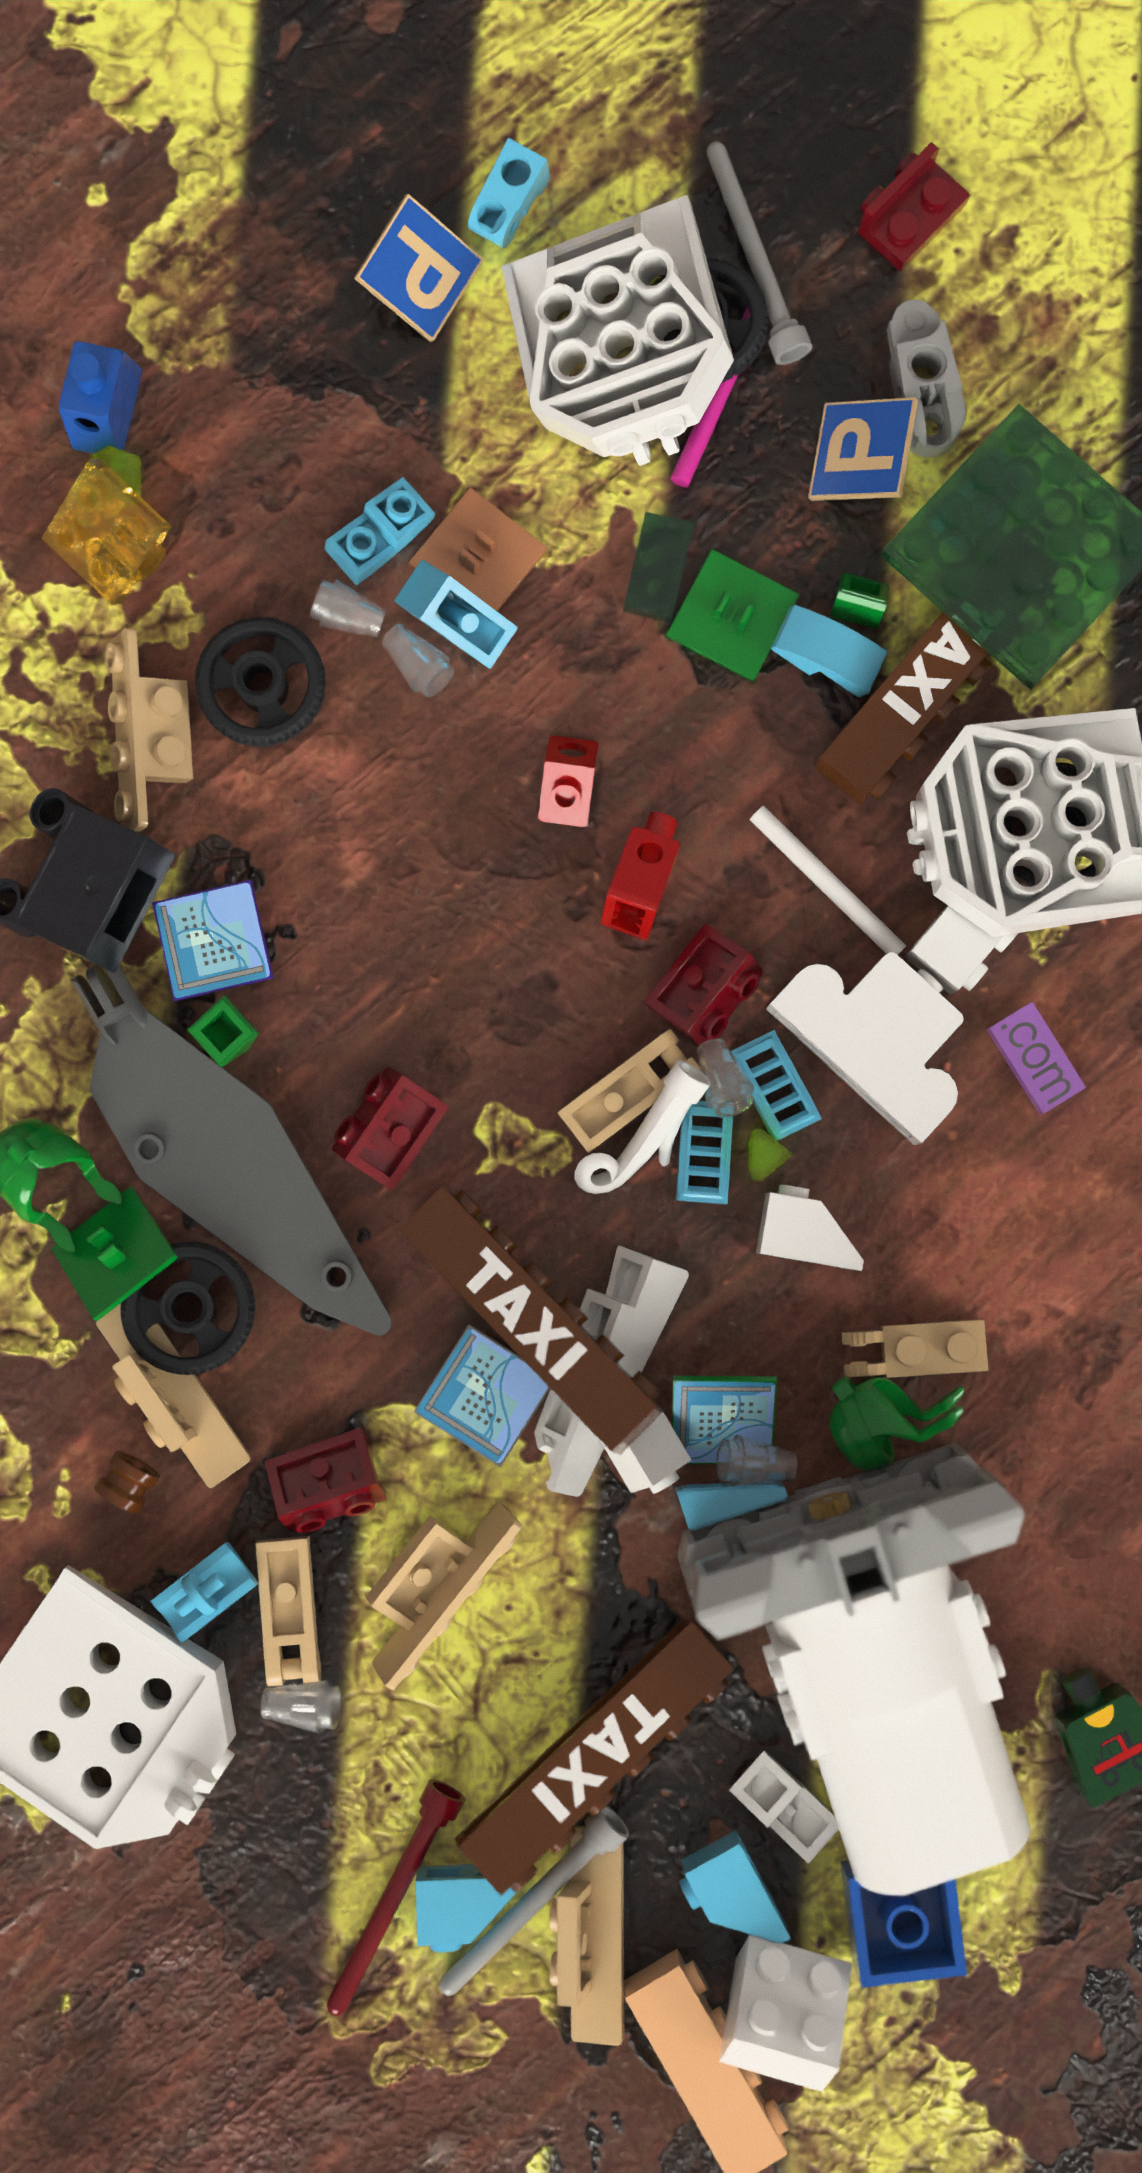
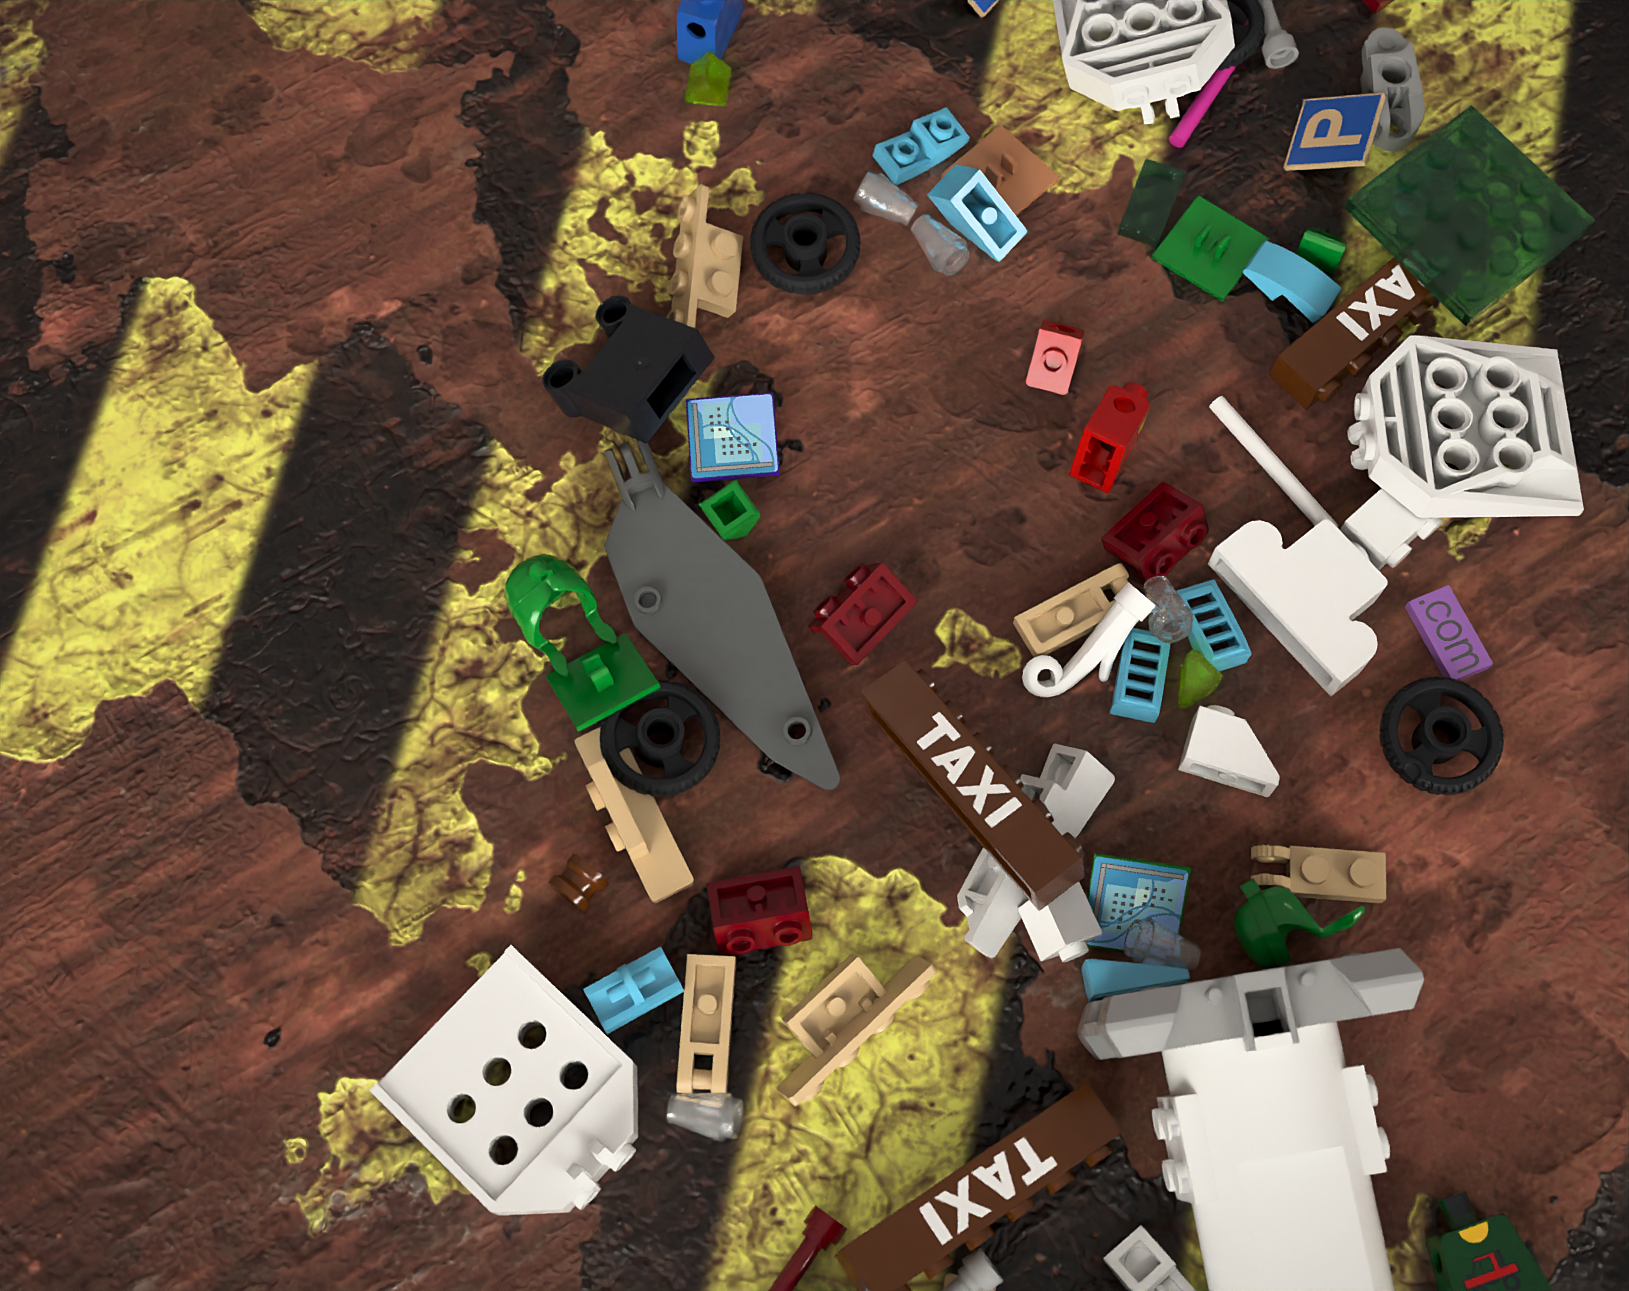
camera: 10 degrees right, 15 degrees down
(107, 533) = (698, 116): clear yellow plate -> none
(483, 1396) = (917, 852): piece -> none
(1010, 1218) = (1416, 765): none -> black wheel

